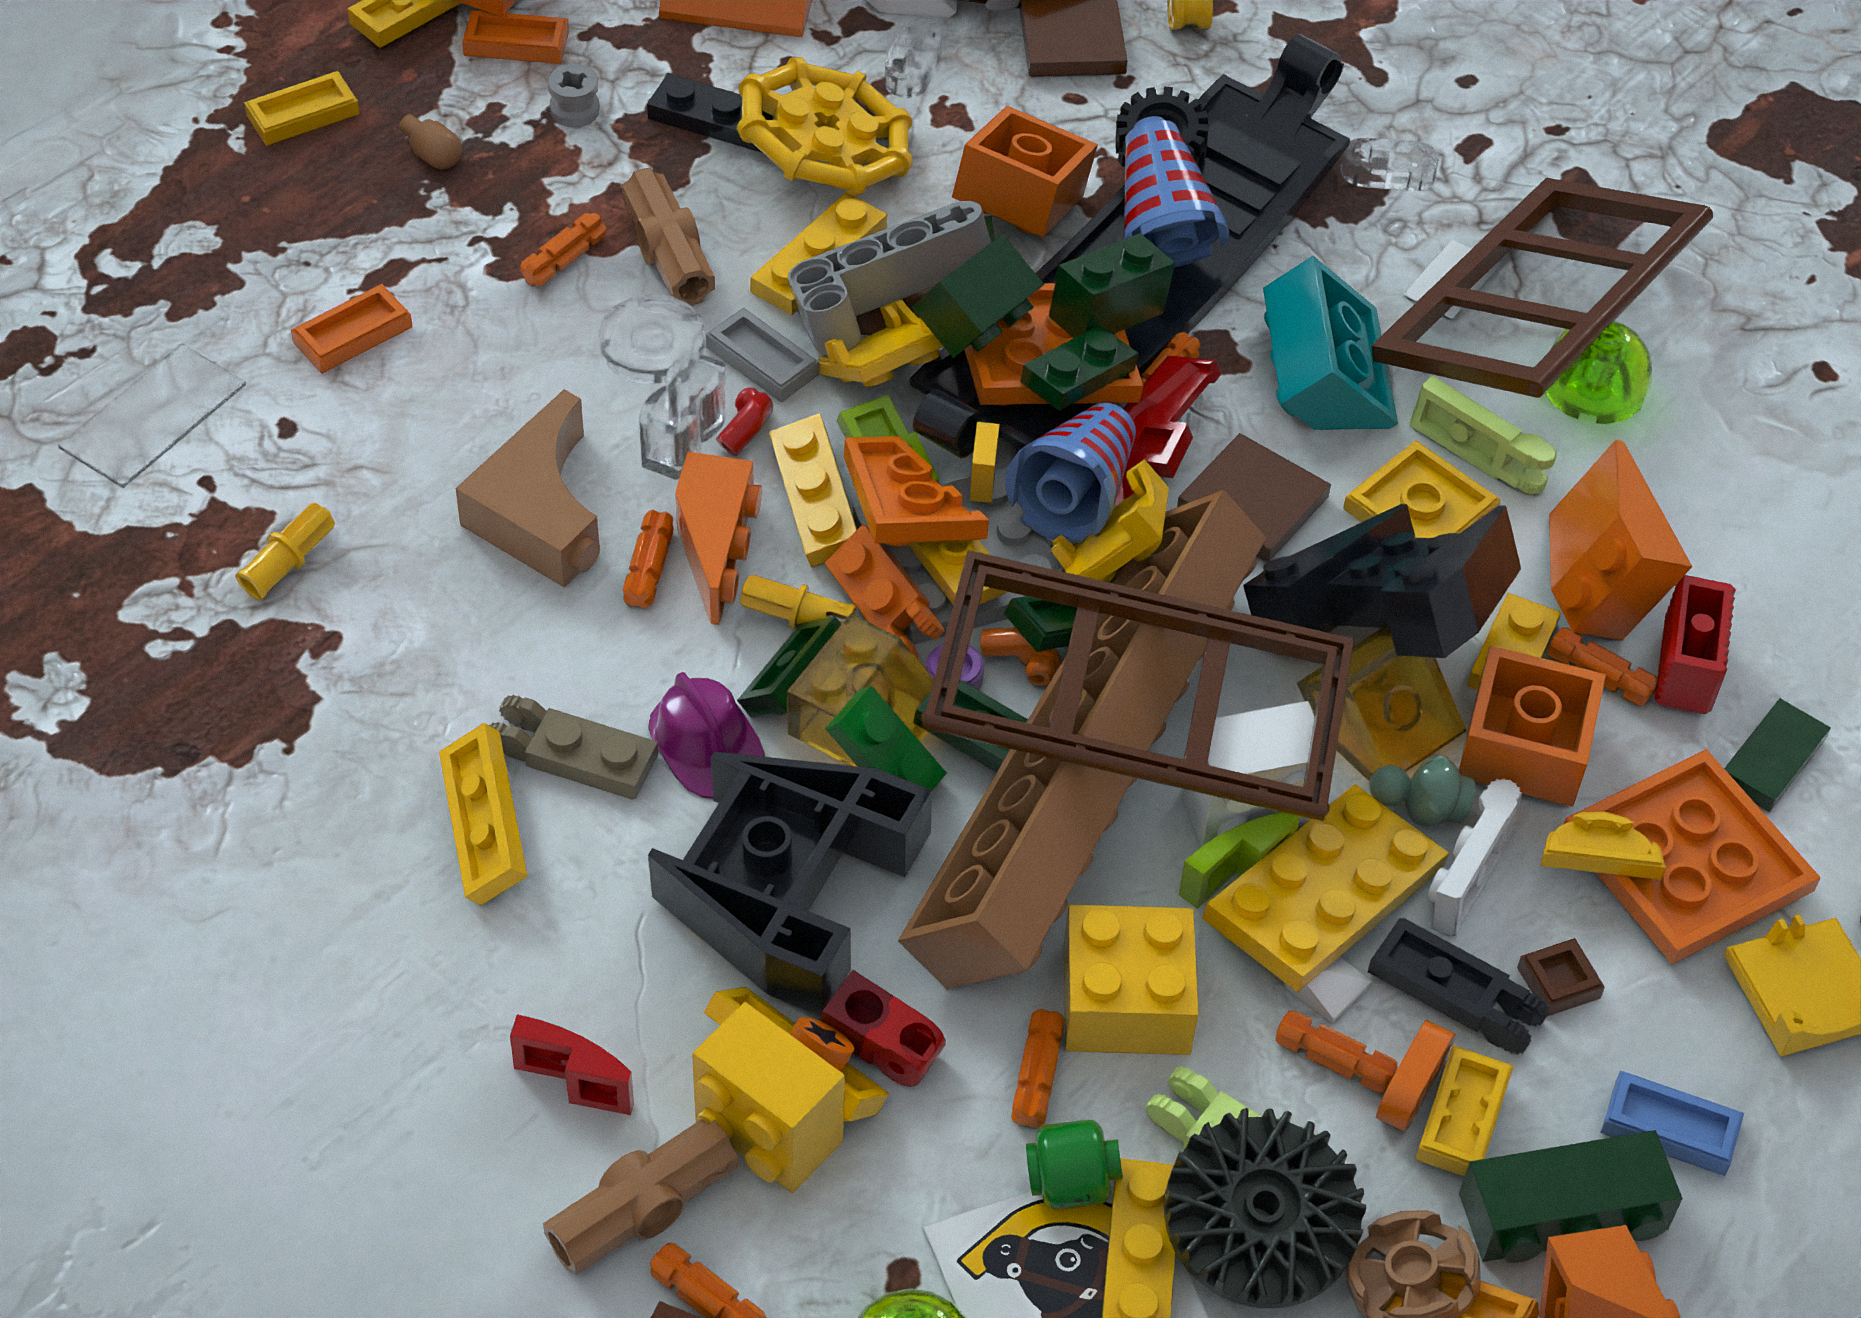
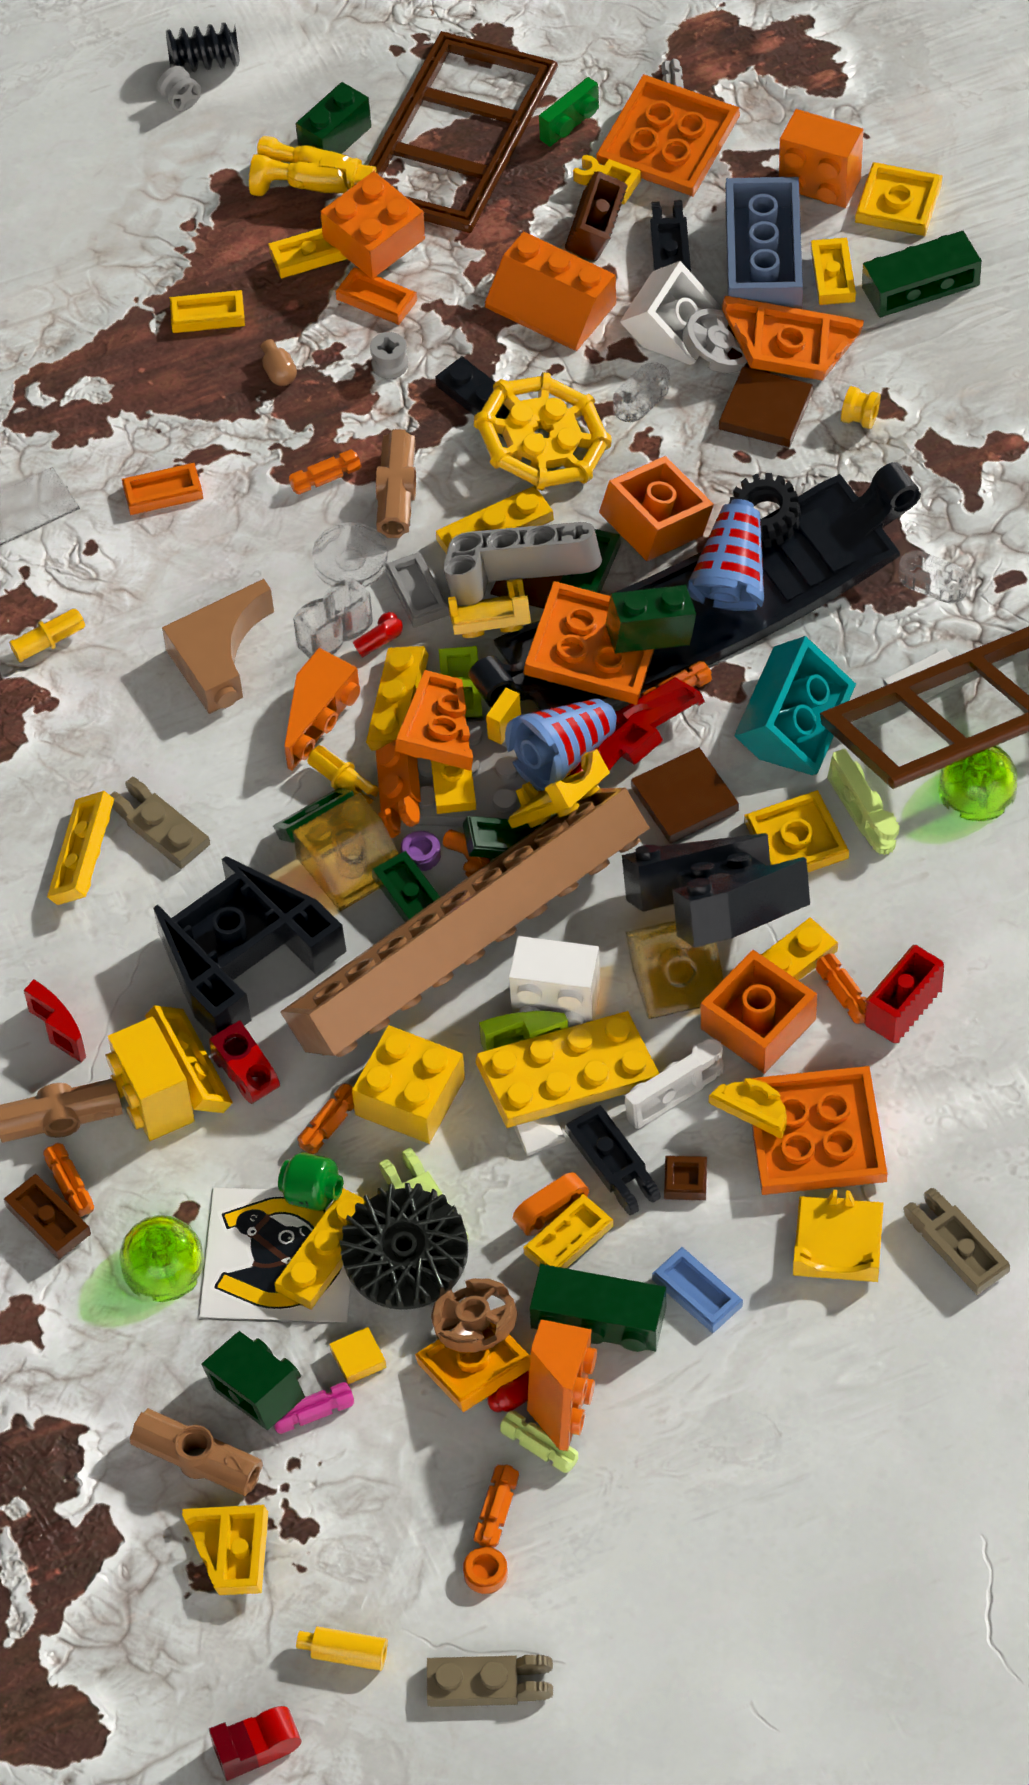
camera: 30 degrees right, 5 degrees up
(648, 559) = (266, 712): orange axle -> none
(694, 723) = (245, 836): magenta piece -> none
(823, 1041) = (198, 1058): orange tile -> none
(881, 740) = (339, 888): green plate -> none
(979, 295) = (550, 599): dark green brick -> none
(1079, 367) = (597, 669): dark green plate -> none
(1214, 623) = (492, 834): reddish brown door -> none
(1336, 1051) = (511, 1169): orange axle -> none
(1431, 795) = (672, 1031): sand green animal -> none
(1612, 549) = (885, 915): orange slope -> none
(1776, 753) = (921, 1085): dark green tile -> none

